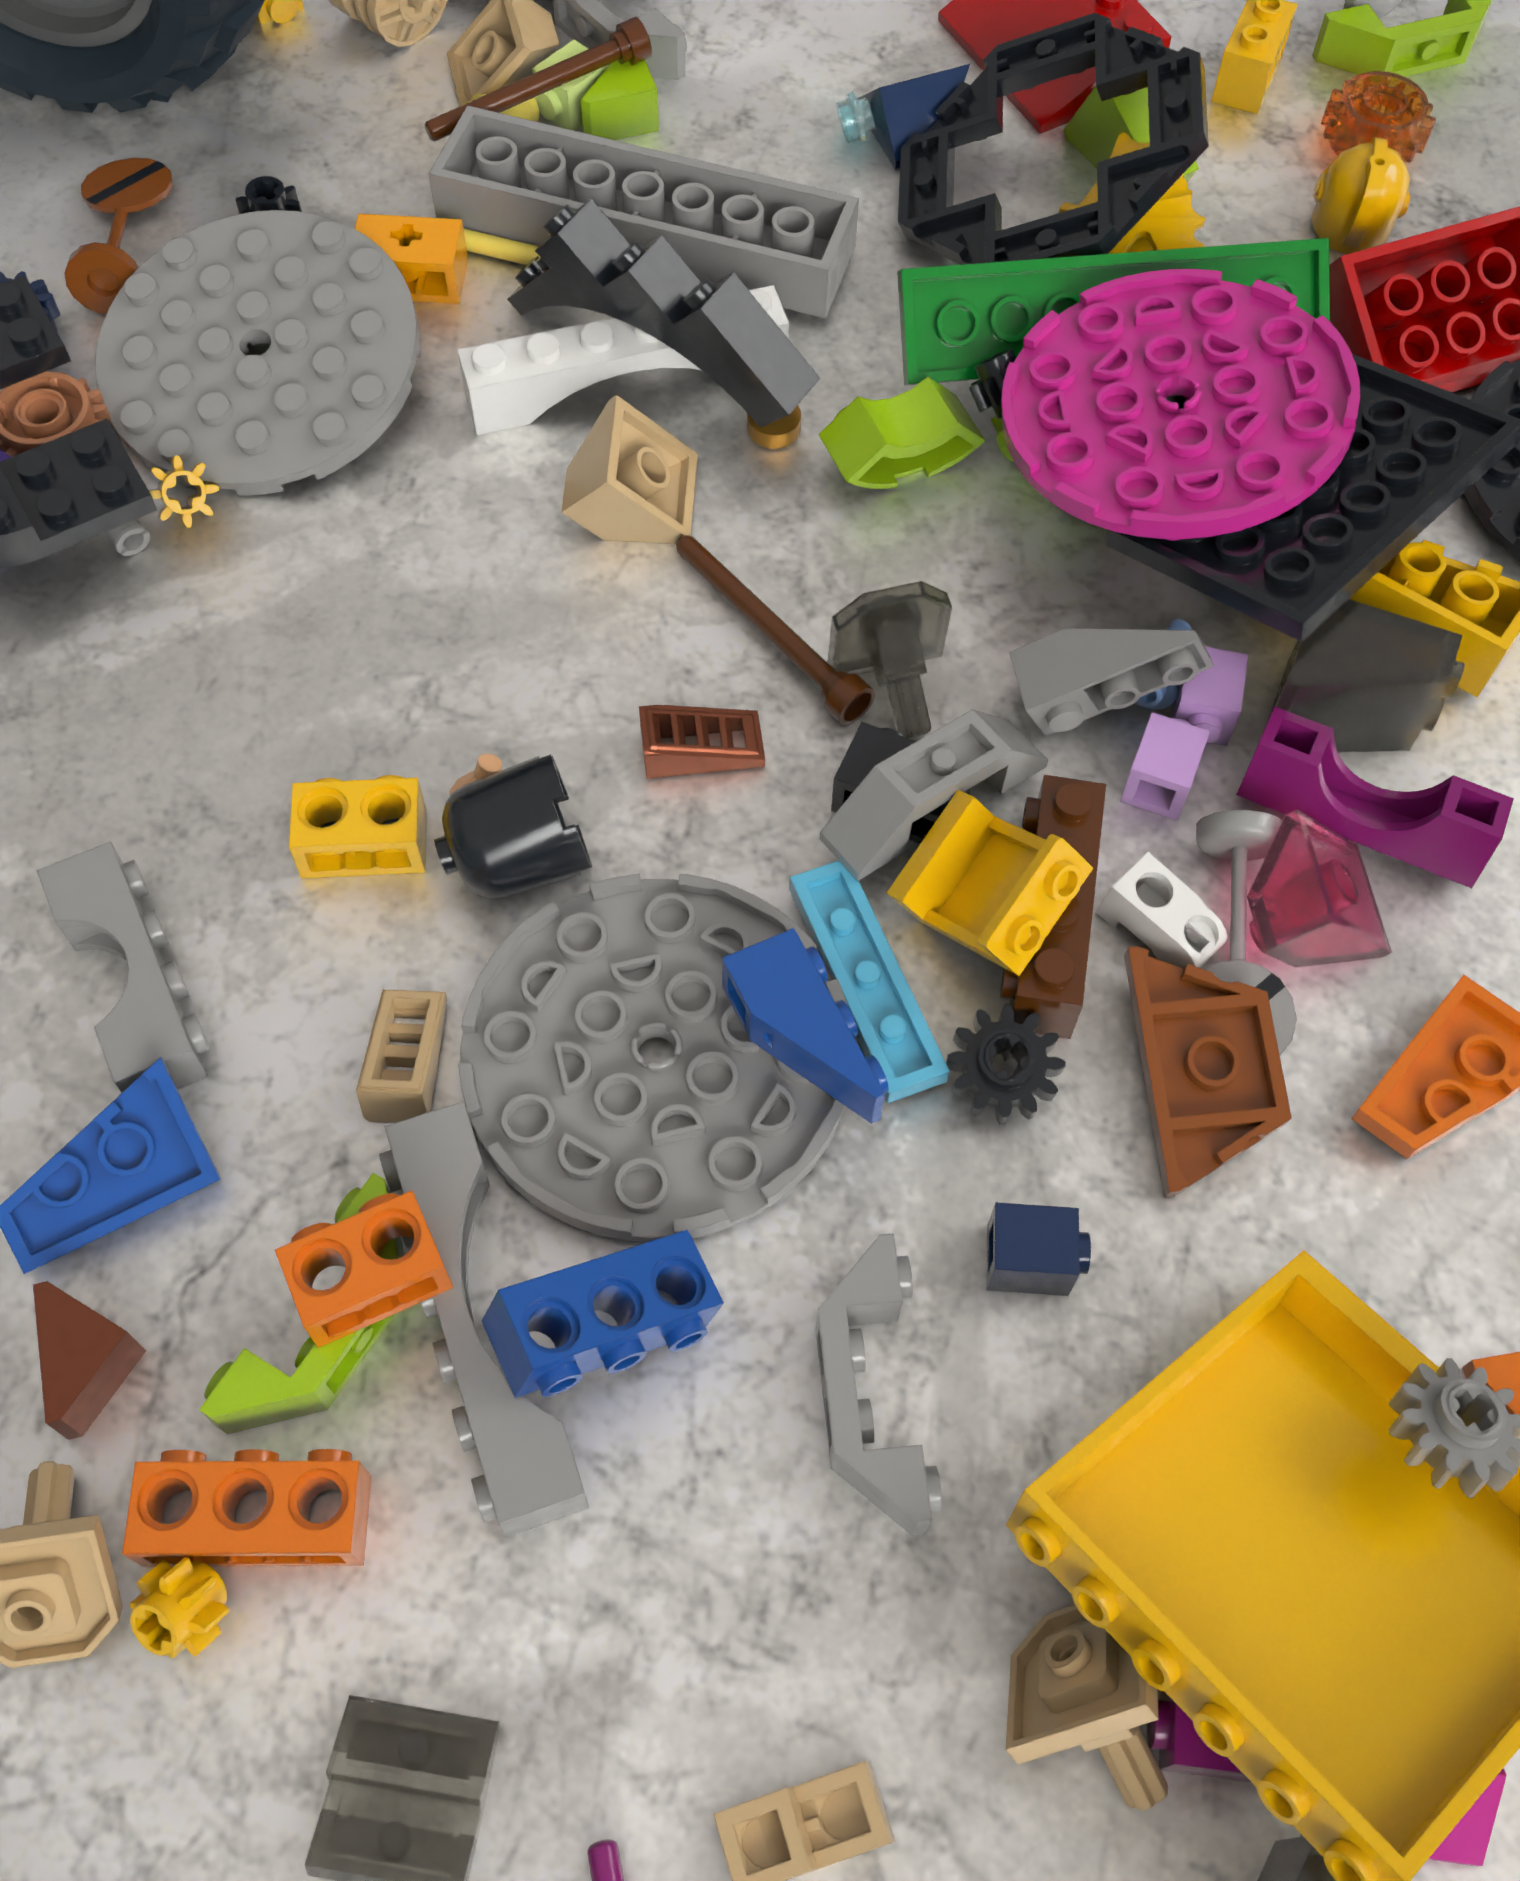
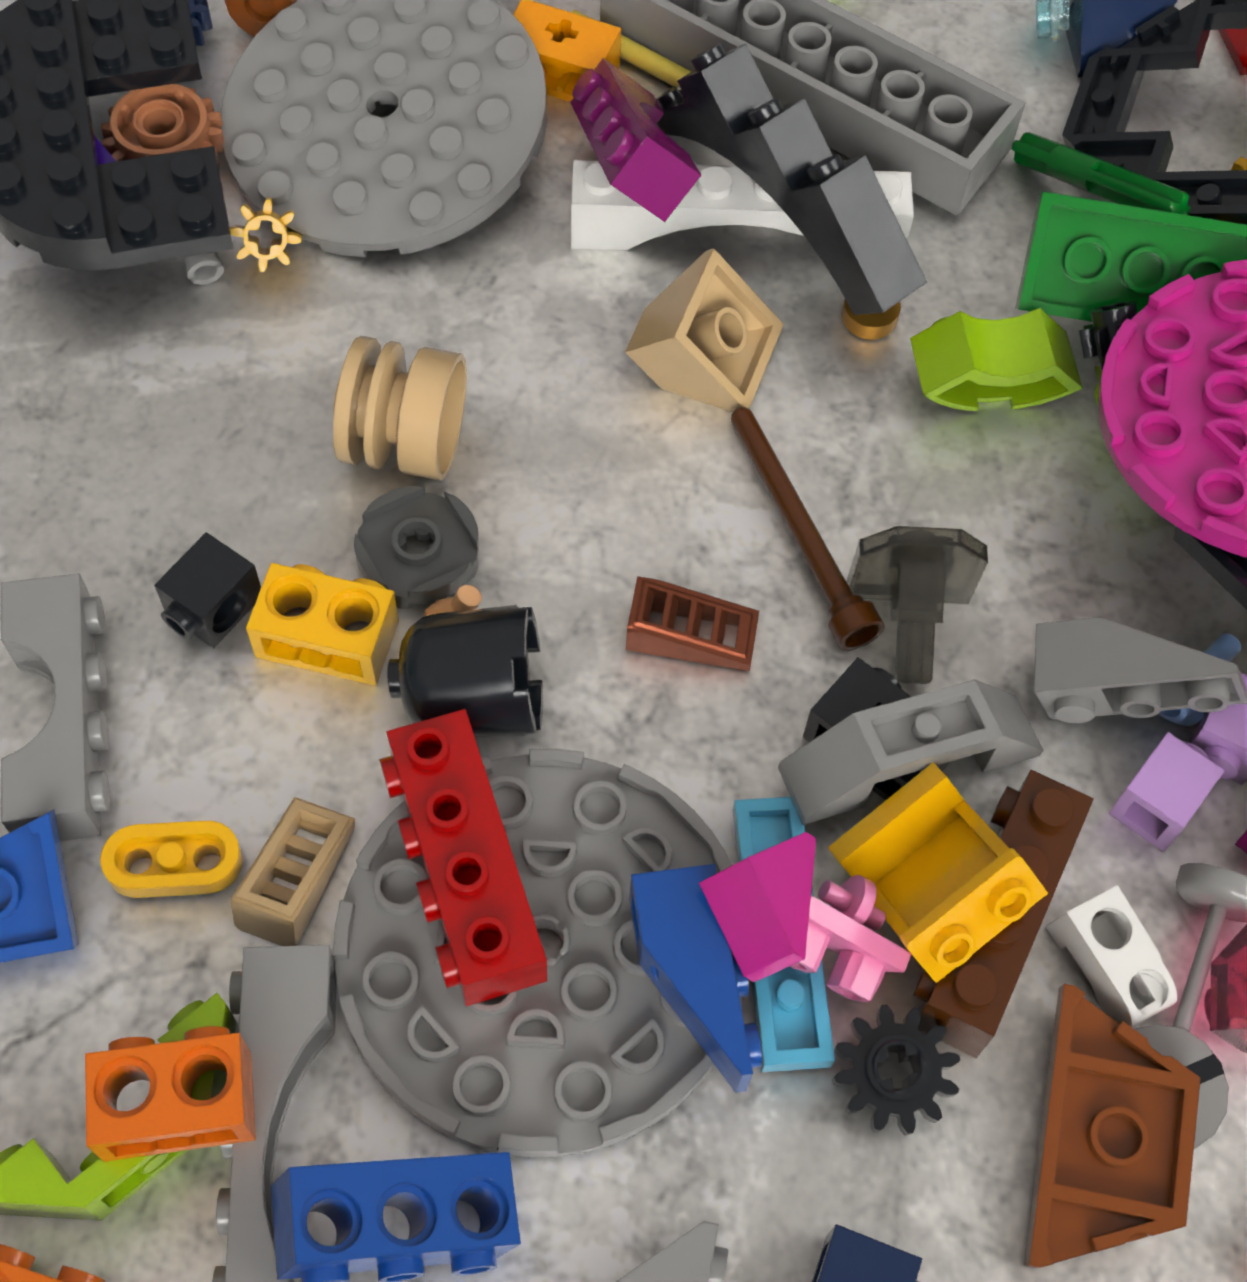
camera: 15 degrees right, 0 degrees up
(238, 827) = (208, 591): none -> black brick
(287, 1072) = (174, 856): none -> yellow plate
(367, 613) = (387, 406): none -> tan wheel
(437, 762) = (422, 576): none -> dark grey plate
(507, 316) = (629, 145): none -> magenta arch
(564, 991) = (465, 857): none -> red brick
(850, 949) = (765, 906): none -> dark pink slope
(922, 952) = (840, 927): none -> bright pink hips
(939, 248) = (1097, 175): none -> green axle

